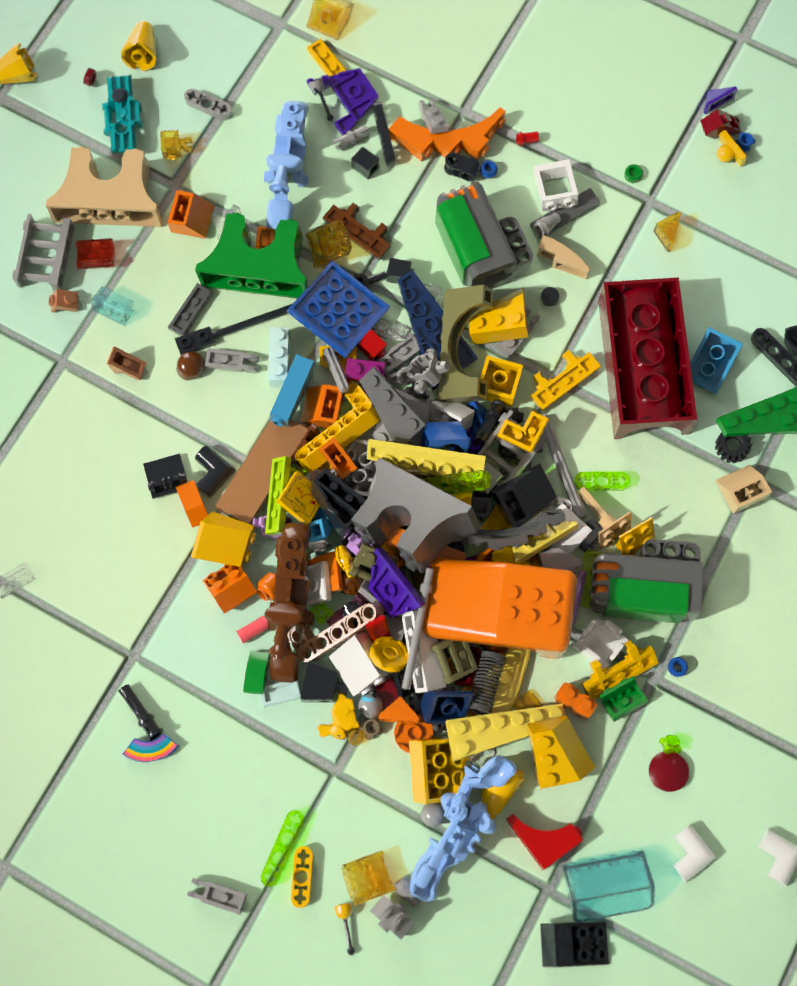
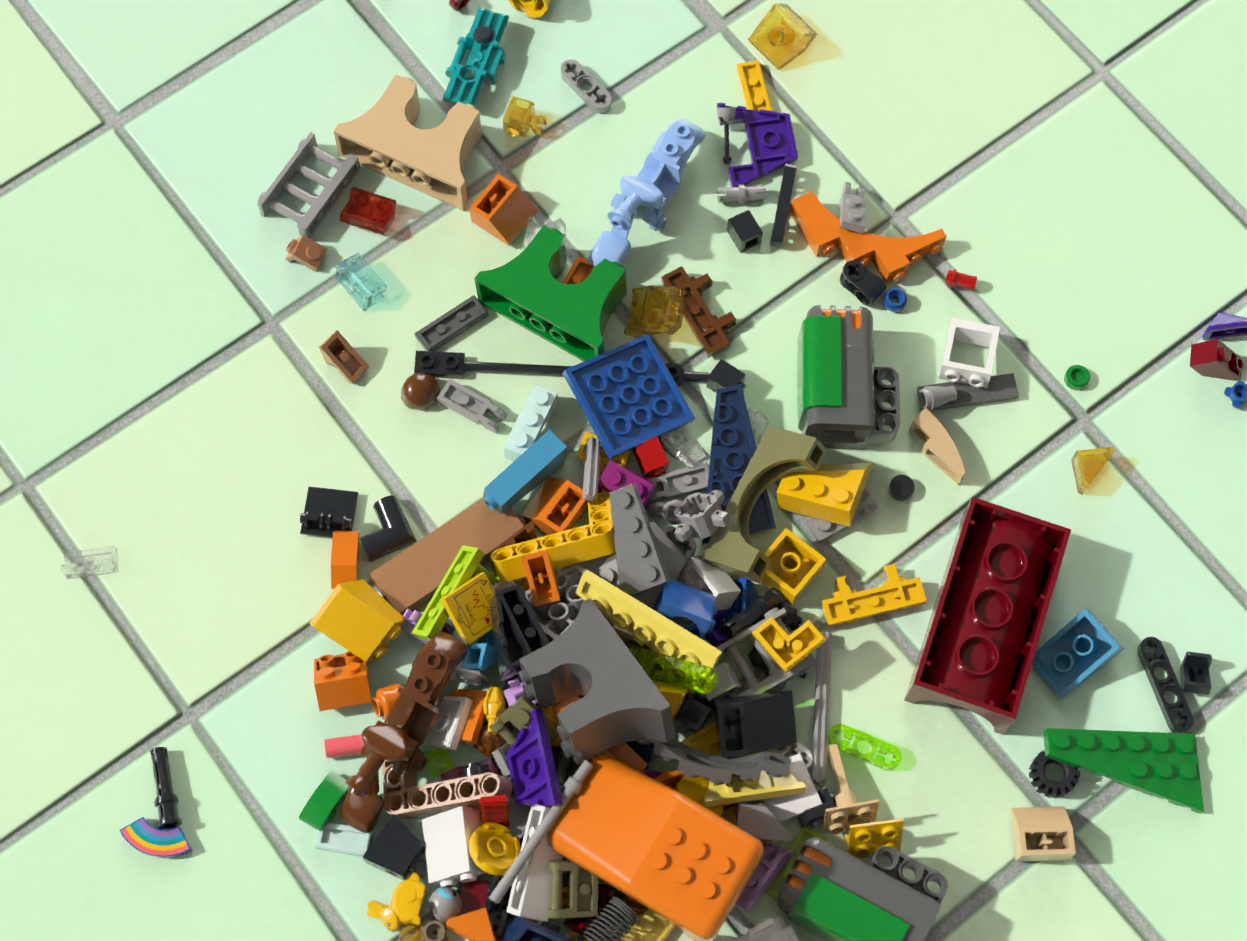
camera: 20 degrees right, 5 degrees down
(730, 150) = (1214, 397): yellow tile -> none

